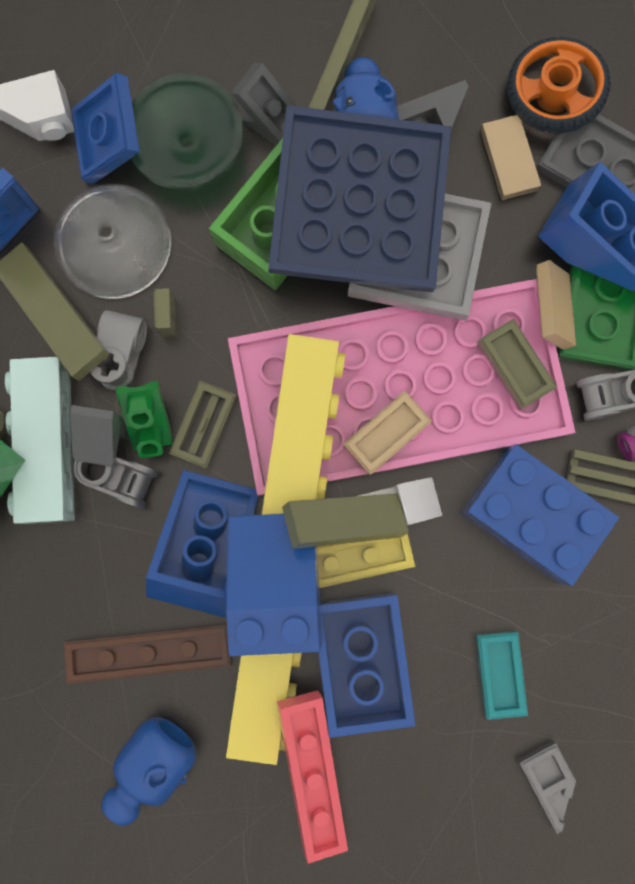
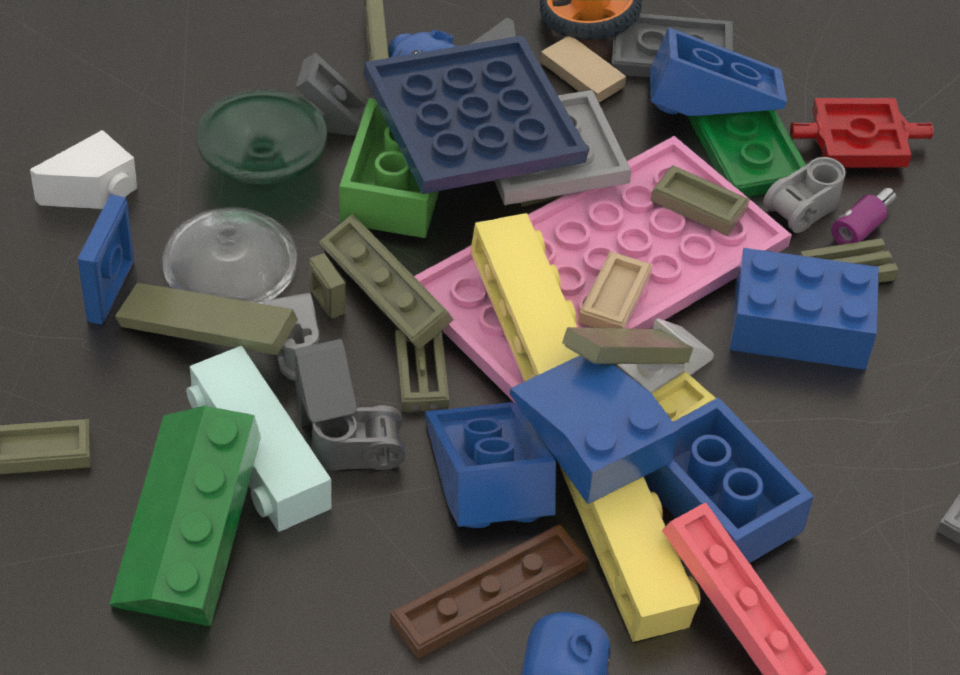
camera: 30 degrees left, 35 degrees down
(105, 129) = (179, 161): blue tile -> none
(145, 418) = (367, 365): green hips -> none
(211, 331) = (386, 281): none -> olive tile
(501, 675) = (867, 460): teal tile -> none
(555, 305) = (703, 148): tan tile -> none

